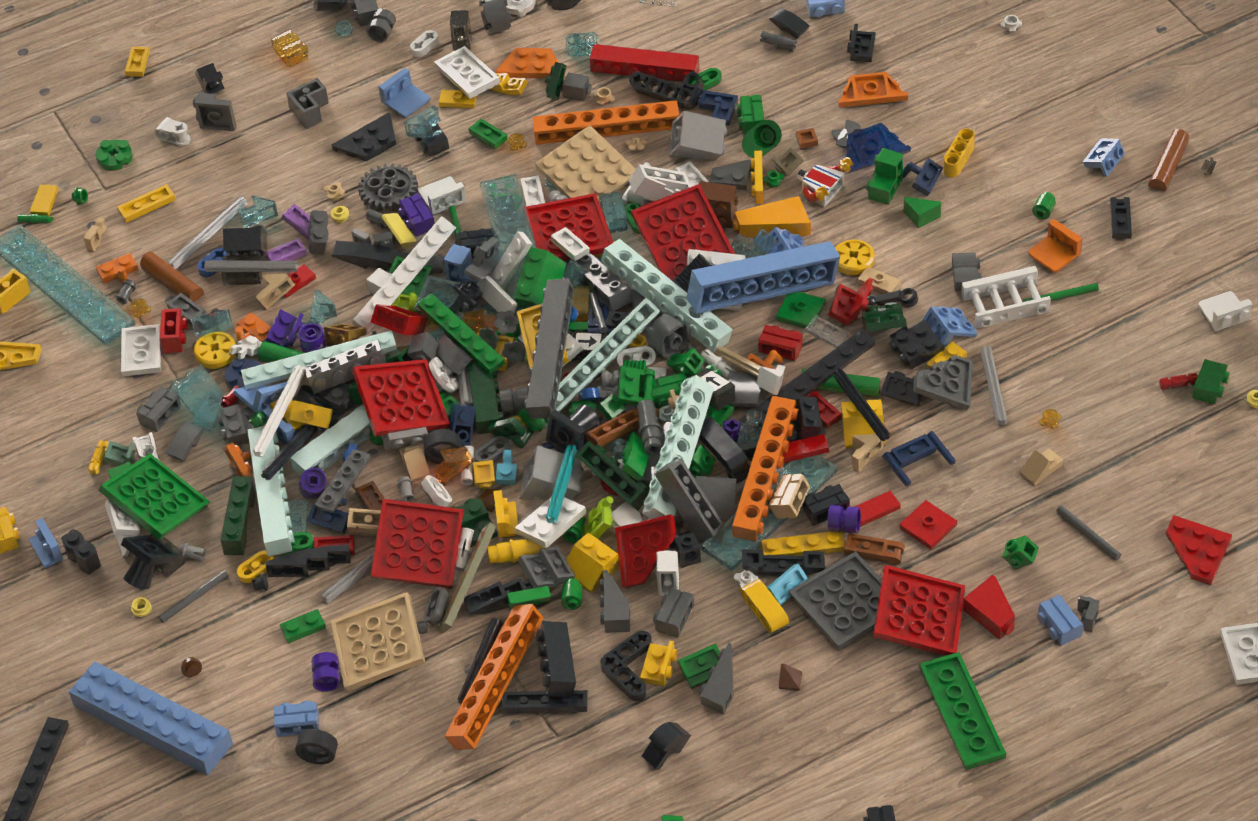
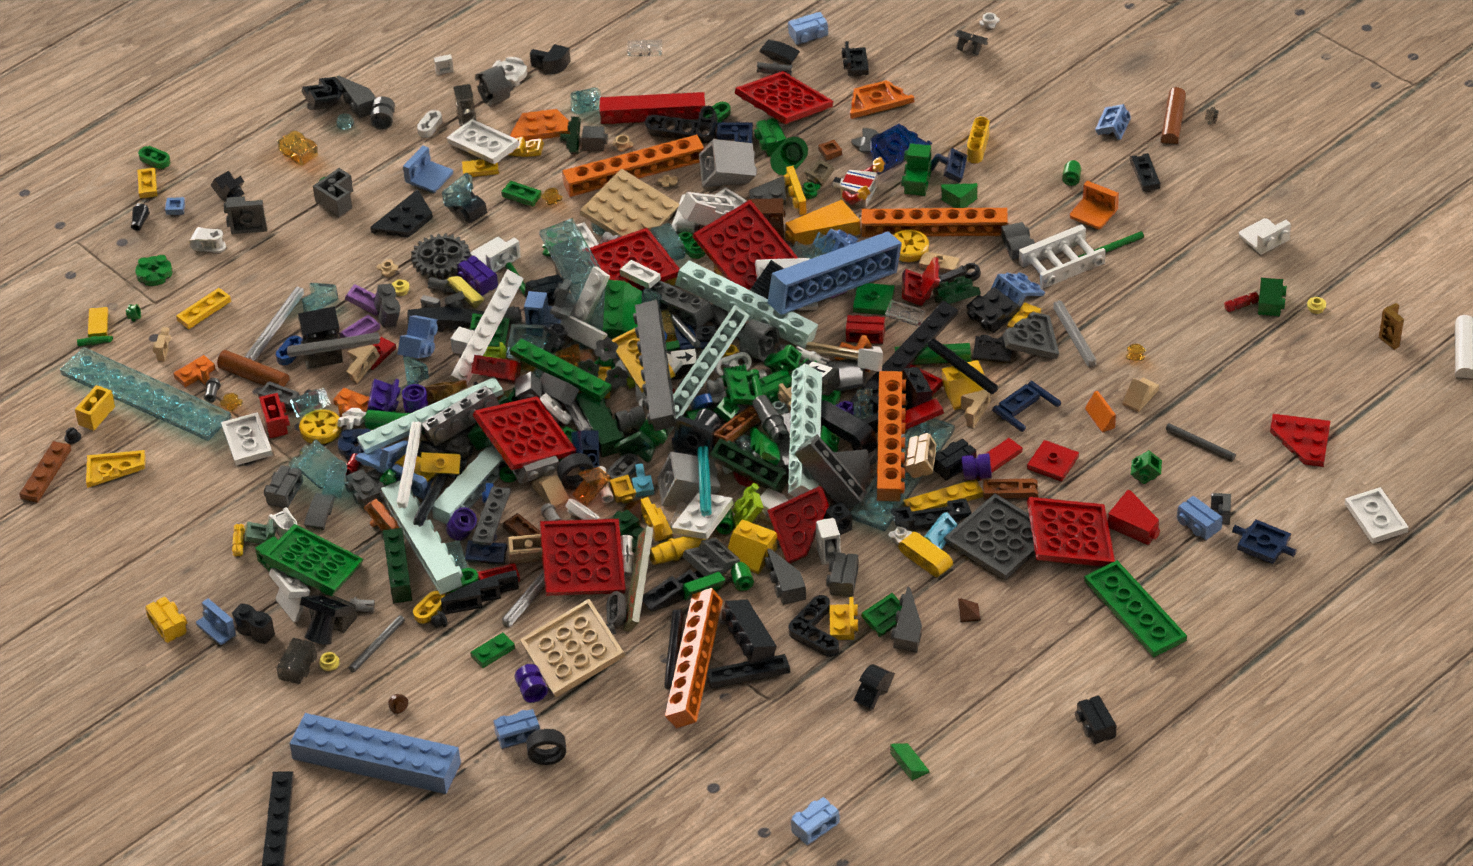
camera: 15 degrees left, 5 degrees down
(109, 600) = (296, 661): none -> clear smoke brick
(118, 95) = (139, 215): none -> black cone
(152, 35) = (154, 157): none -> green plate
(155, 90) = (175, 206): none -> medium blue plate
(336, 274) = (419, 337): none -> medium blue brick
(776, 74) = (783, 97): none -> red plate
(887, 235) = (935, 221): none -> orange brick
(982, 38) = (977, 40): none -> dark grey plate
(993, 480) = (1101, 412): none -> orange slope
(1120, 660) = (1264, 541): none -> dark blue plate

